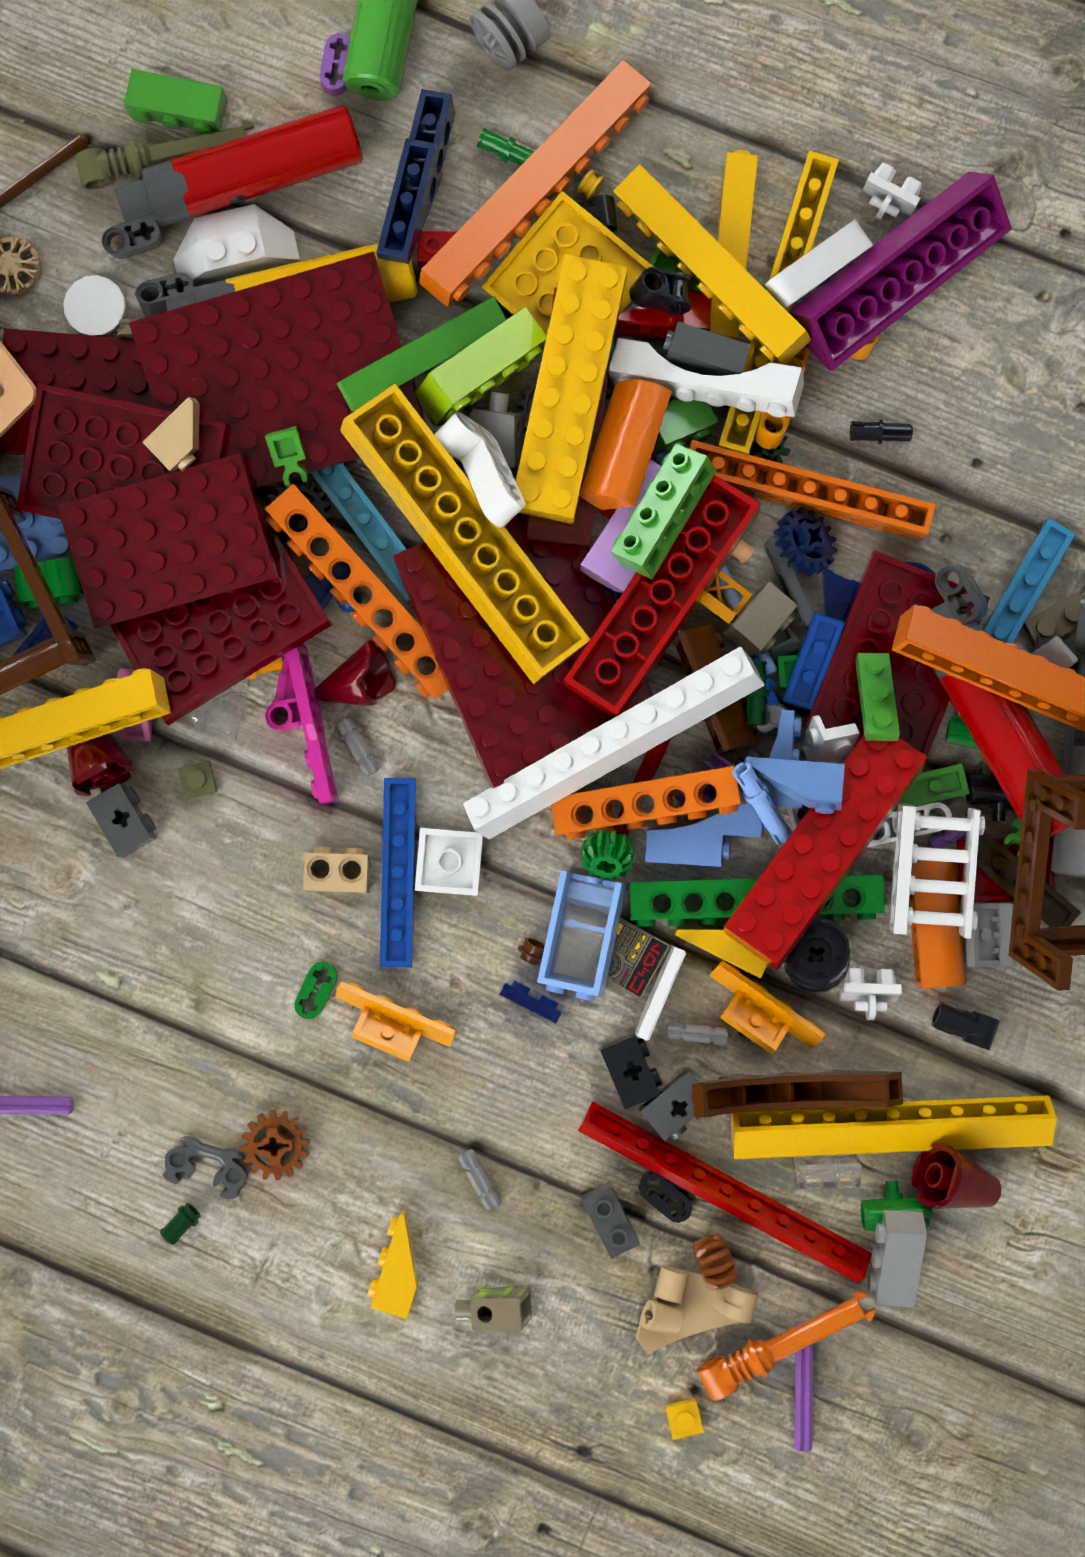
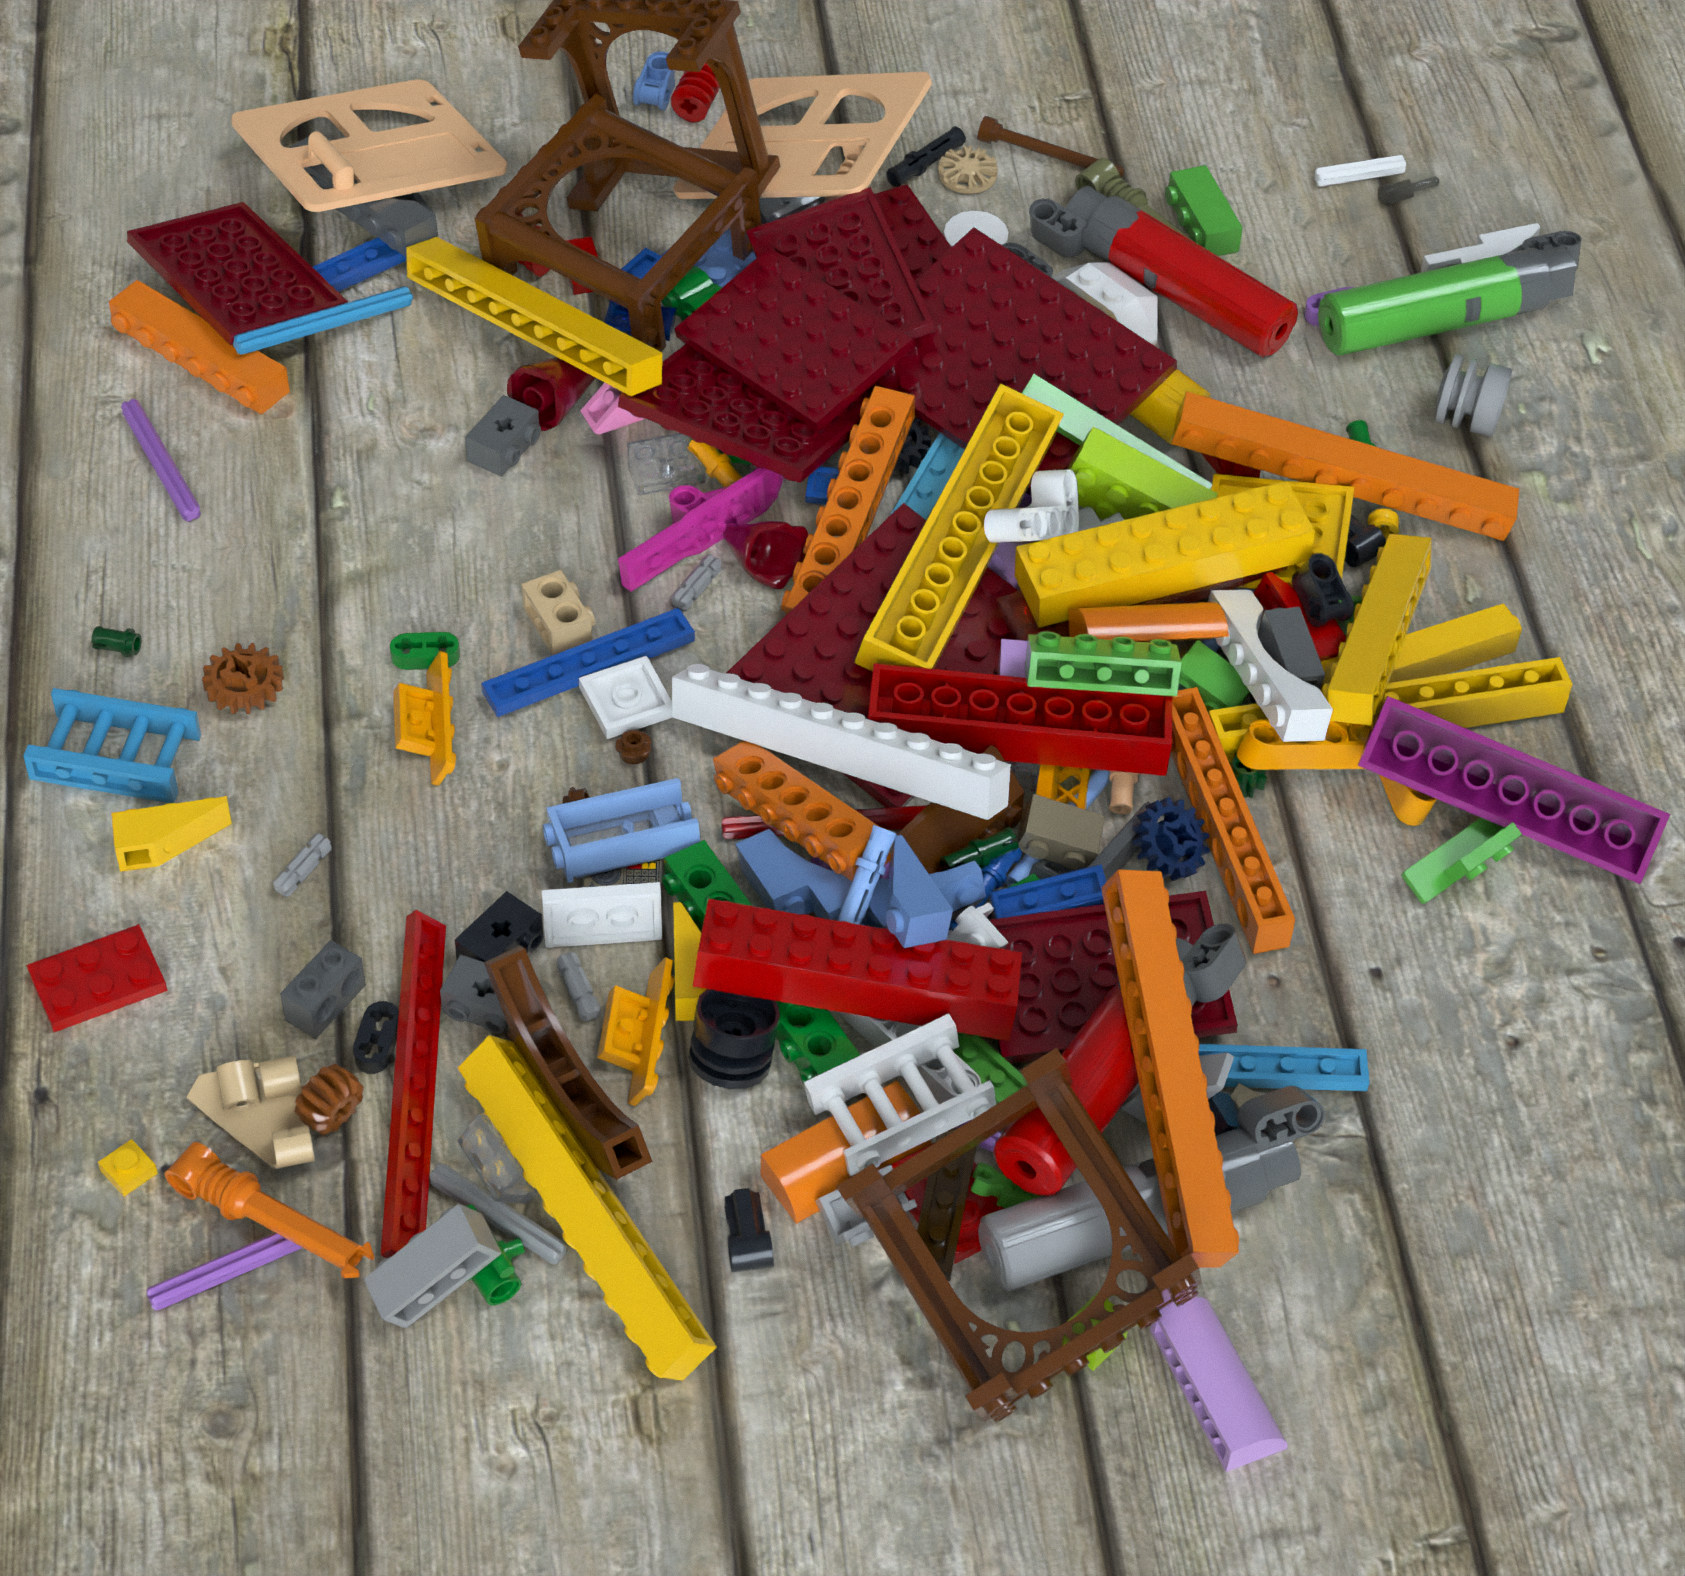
camera: 60 degrees right, 35 degrees down
(177, 437) = (896, 287): tan slope -> none
(179, 1160) = (180, 618): dark grey helmet -> none
(197, 780) = (580, 479): olive plate -> none
(287, 450) = (941, 384): bright green plate -> none
(300, 1301) = (108, 774): none -> dark azure fence
(417, 176) = (1279, 381): dark blue brick -> none
(504, 1376) = (96, 978): none -> red plate
(505, 879) = (633, 753): none -> reddish brown plate
(508, 1306) = (165, 913): dark tan torso -> none
(544, 1006) = (523, 835): clear blue plate -> none
(607, 854) = (720, 802): green gear -> none
(819, 264) = (1451, 699): white beam -> none
(870, 996) = (723, 1121): white hips -> none
(870, 1177) = (498, 1213): none -> light grey axle
(877, 697) = (1050, 946): bright green plate -> none
(880, 431) = (1336, 862): black axle -> none
(890, 197) = (1580, 757): white hips -> none
(929, 341) = (1460, 857): none -> bright green bracket
(952, 1180) = (558, 1294): dark red cone -> none

